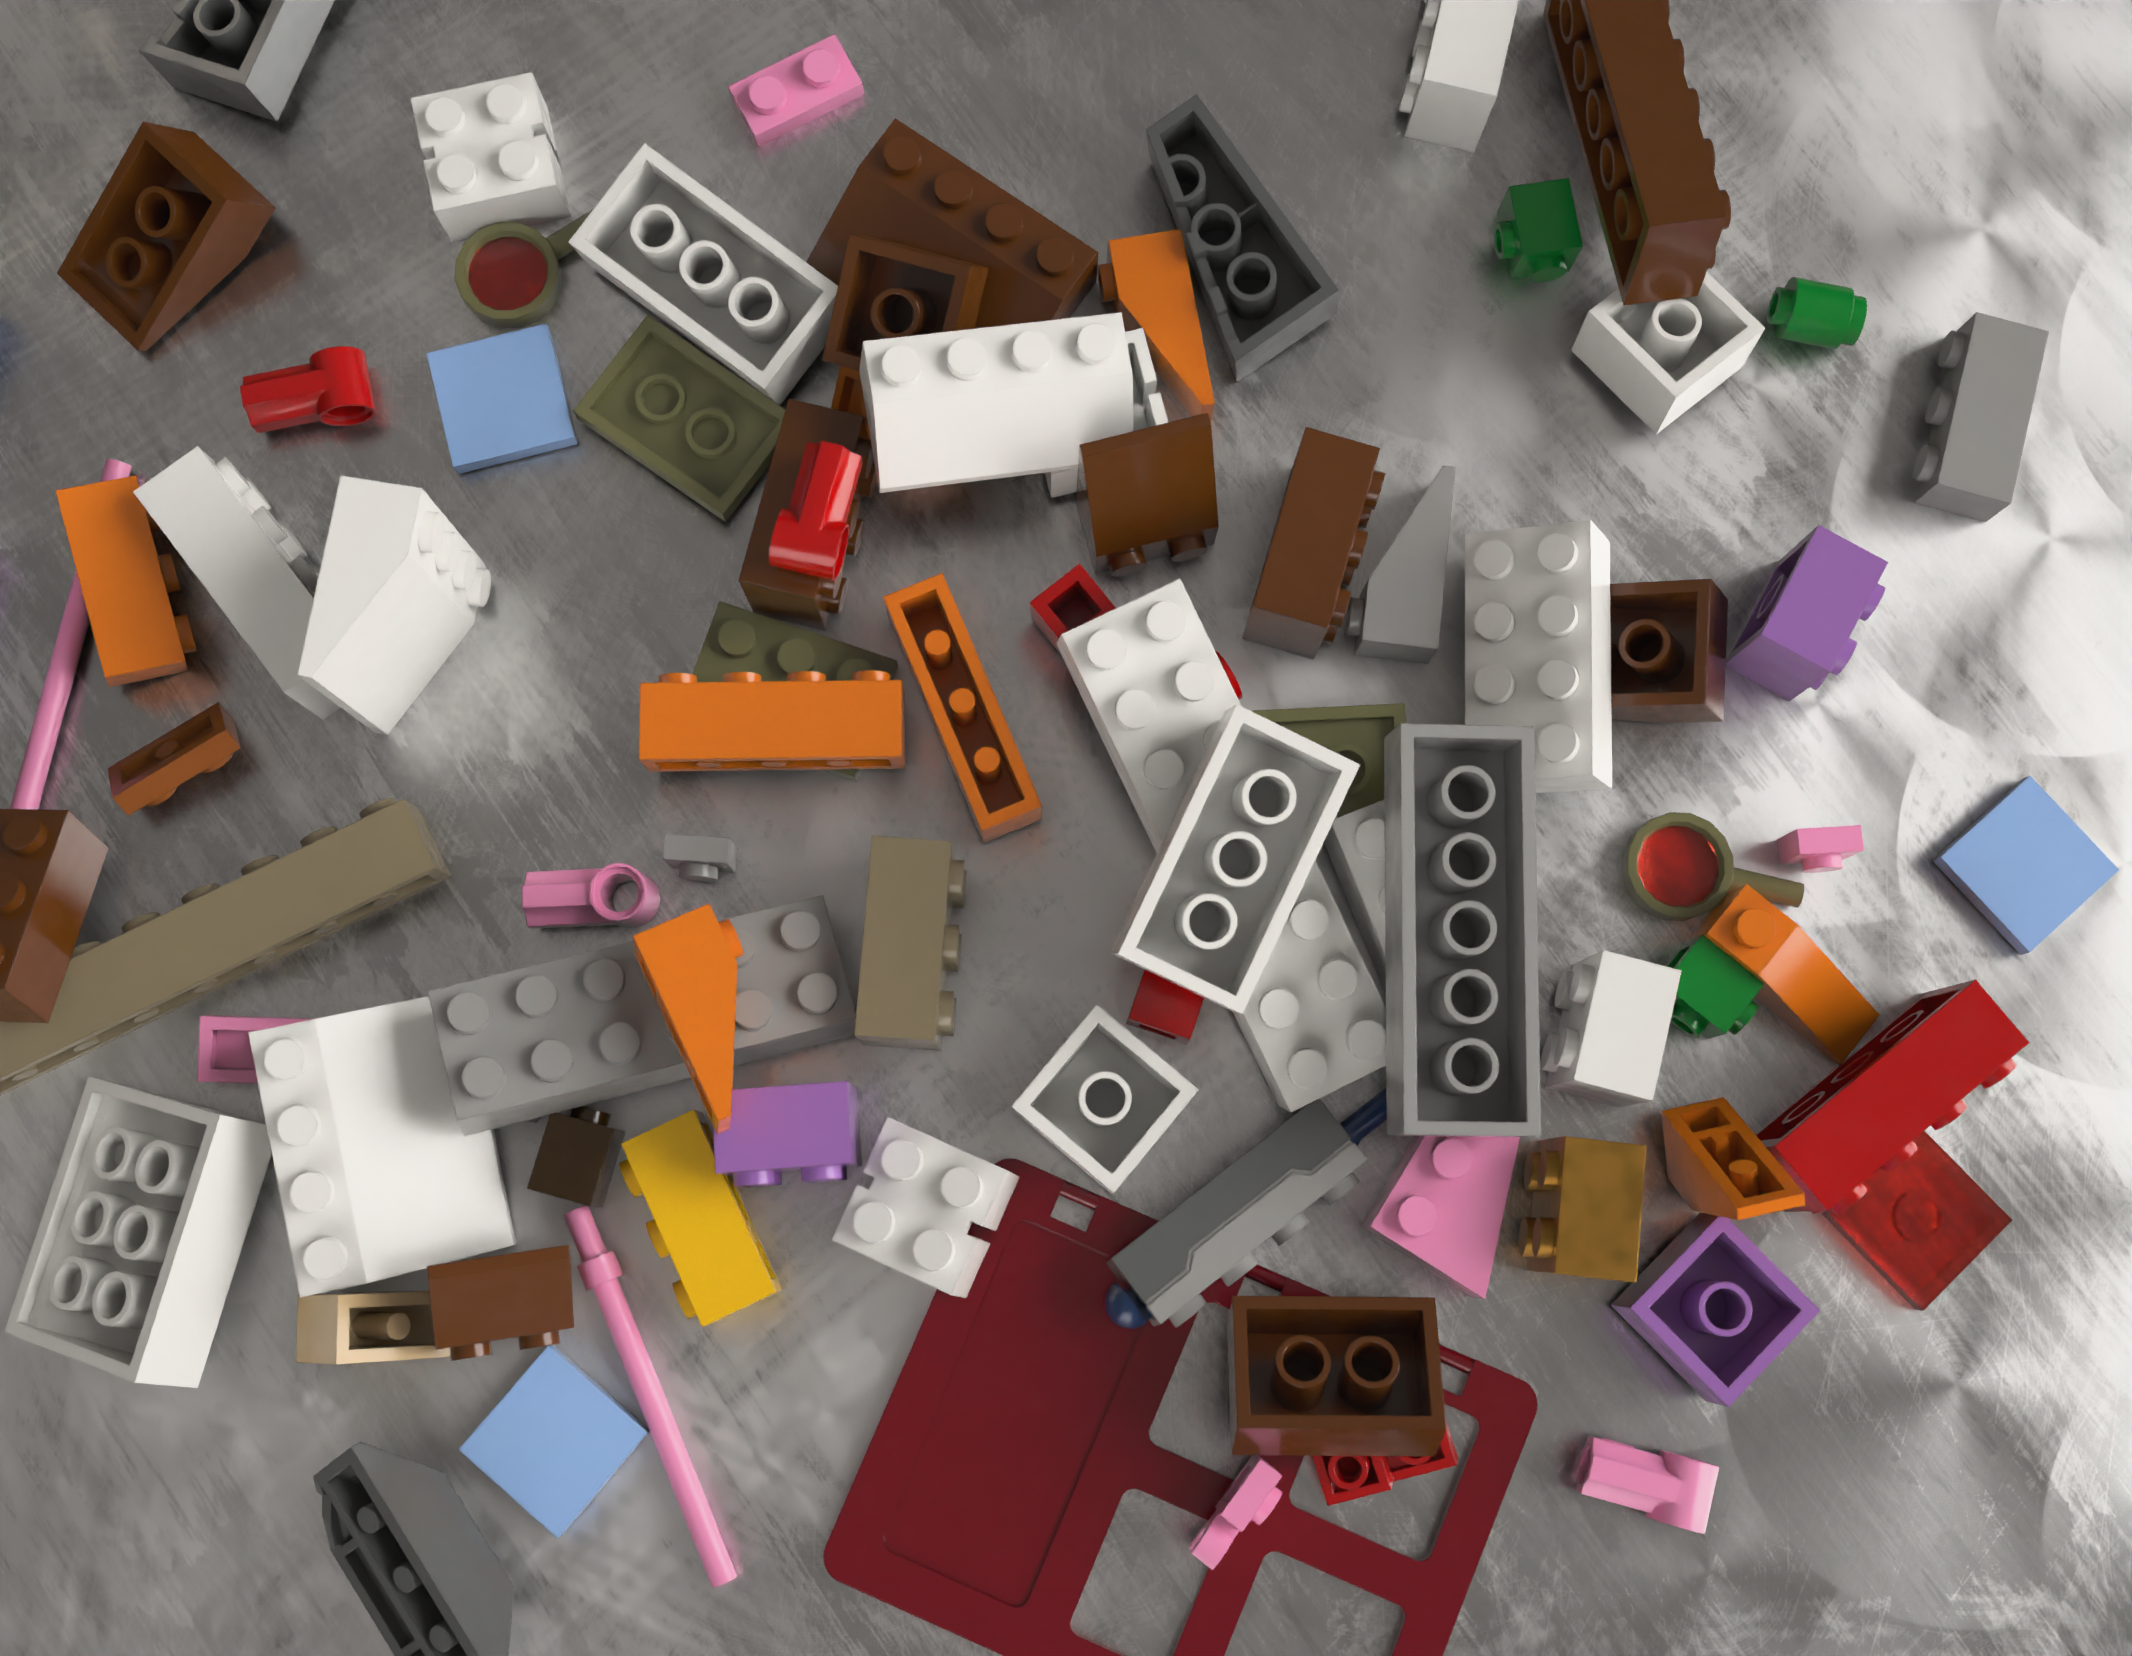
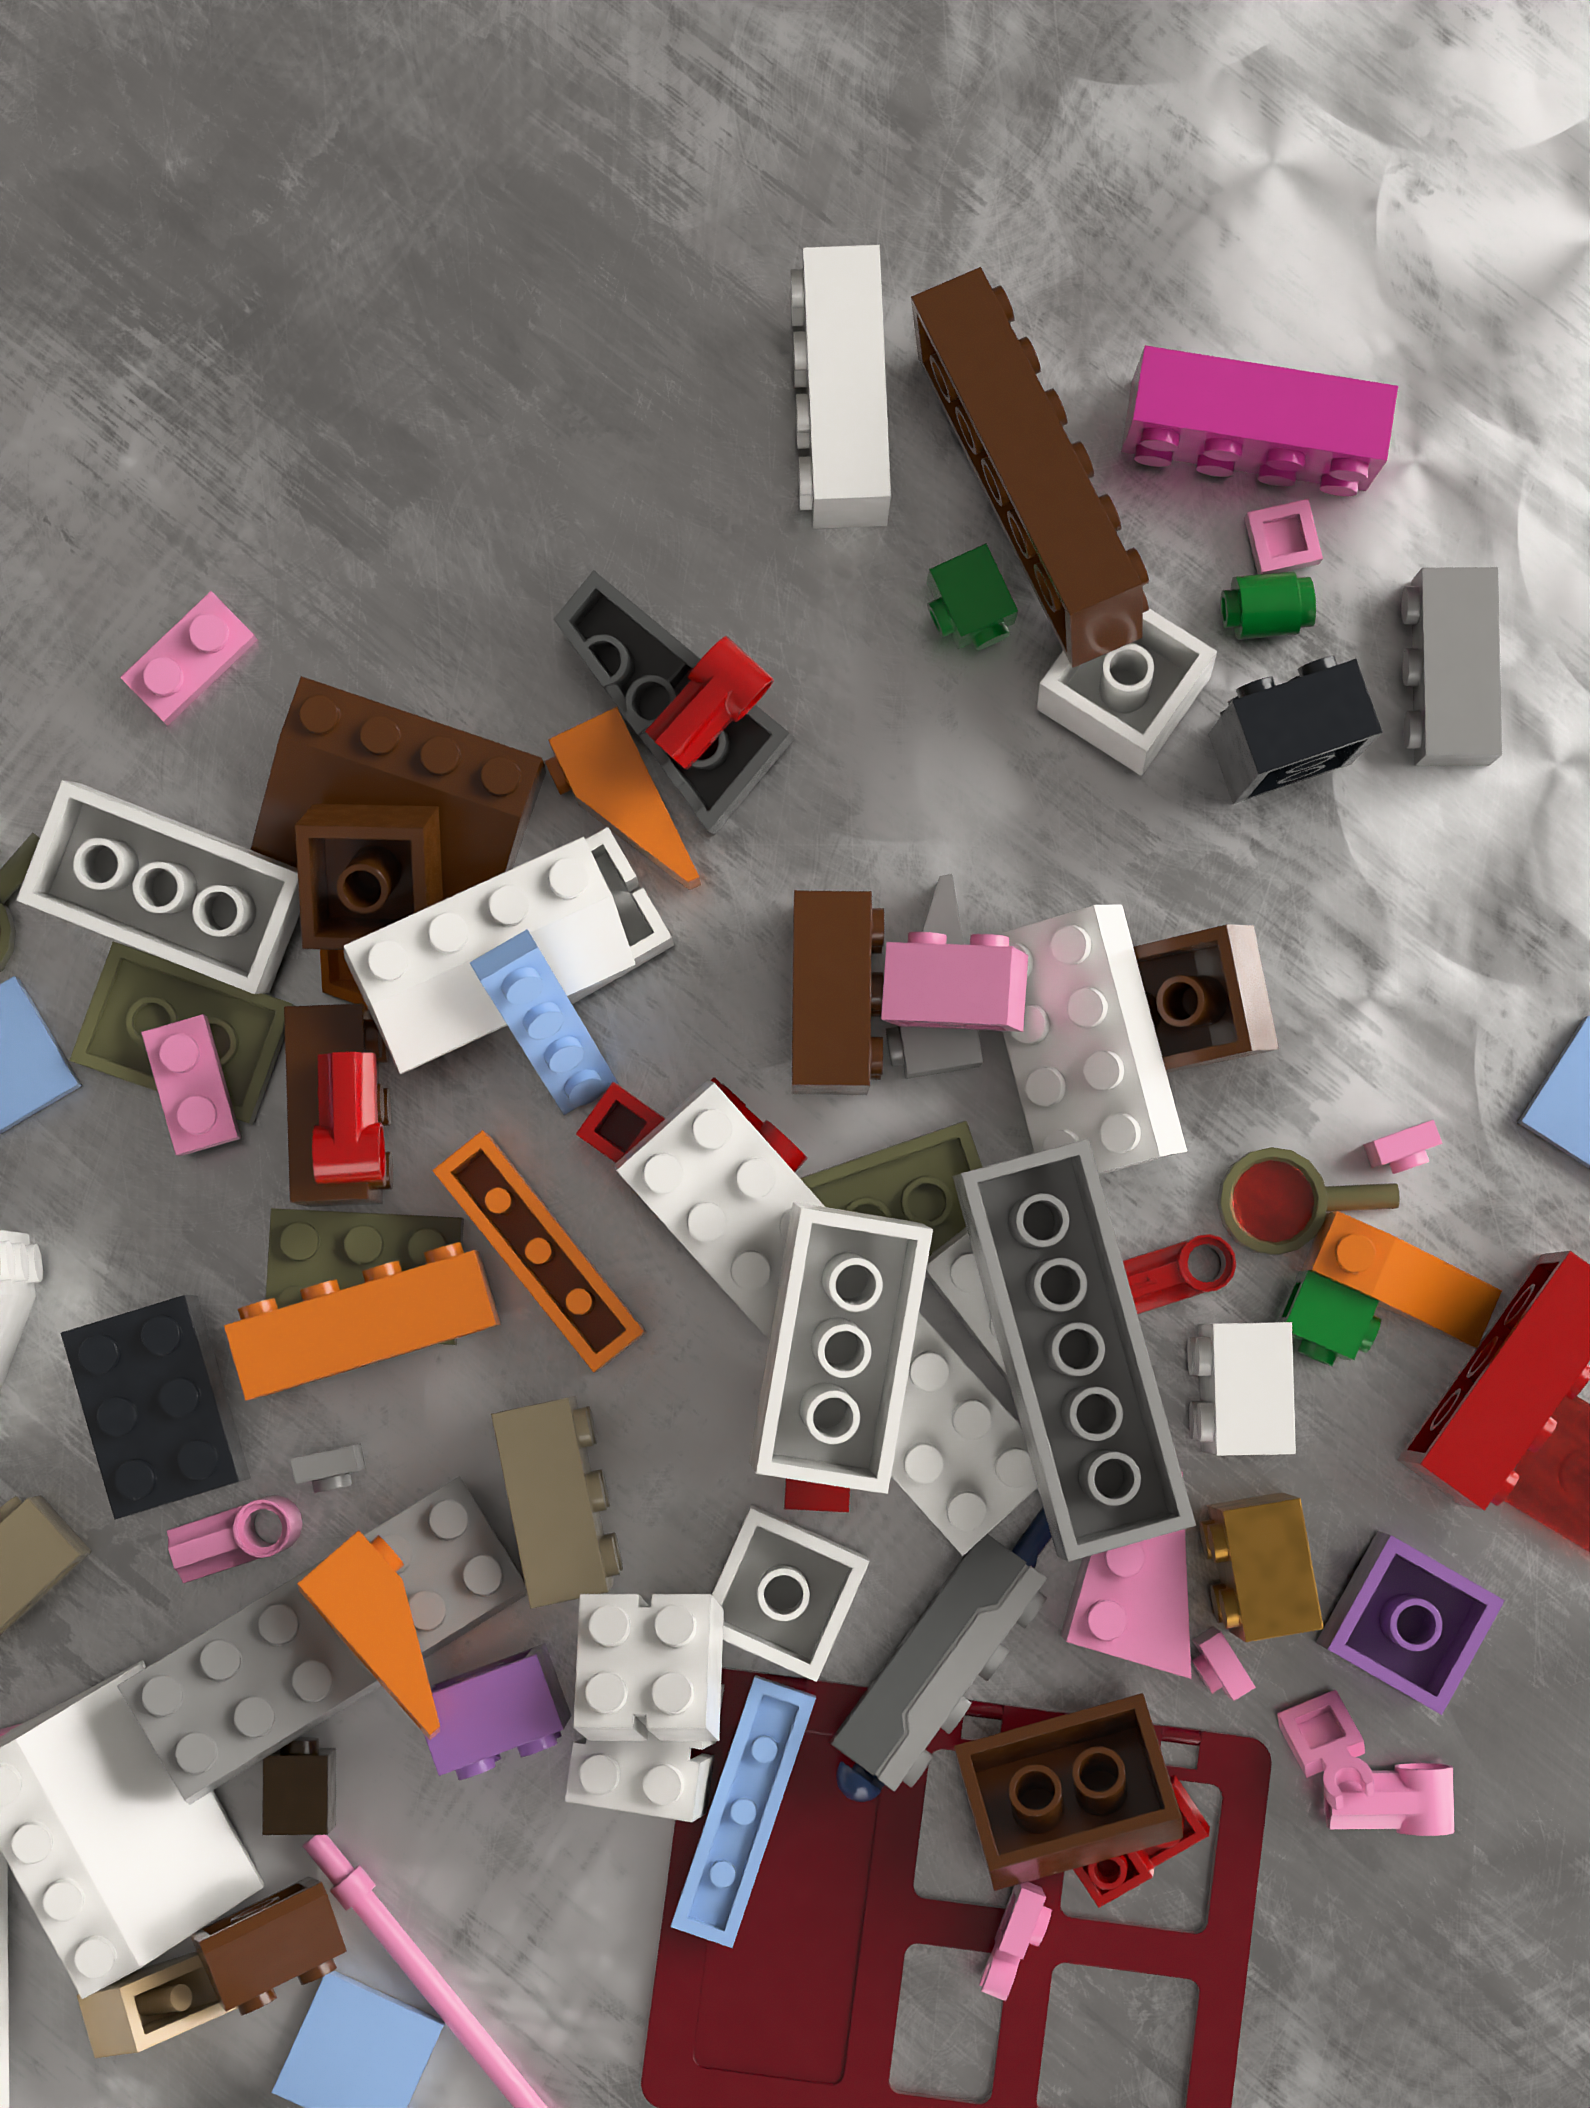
camera: 15 degrees left, 5 degrees up
(552, 751) = (155, 1405): none -> black brick
(679, 462) = (191, 1085): none -> bright pink plate
(698, 1219) = (432, 1816): yellow brick -> none
(957, 1119) = (649, 1665): none -> white piece
(1003, 1305) = (743, 1811): none -> light blue plate
(1030, 479) = (544, 1021): none -> light blue plate
(1148, 495) = (663, 998): reddish brown slope -> none
(1286, 227) = (720, 690): none -> red piece
(1435, 559) = (954, 983): none -> bright pink brick
(1513, 1298) = (1220, 1666): none -> bright pink plate
(1563, 906) = (1164, 1275): none -> red piece
(1601, 1403) = (1327, 1741): none -> bright pink plate
(1723, 1164) = (1380, 1488): orange slope -> none
(1808, 614) = (1332, 925): medium lavender brick -> none
(1823, 416) = (1294, 728): none -> black brick
(1846, 256) = (1283, 537): none -> bright pink plate
(1856, 137) = (1258, 421): none -> dark pink brick

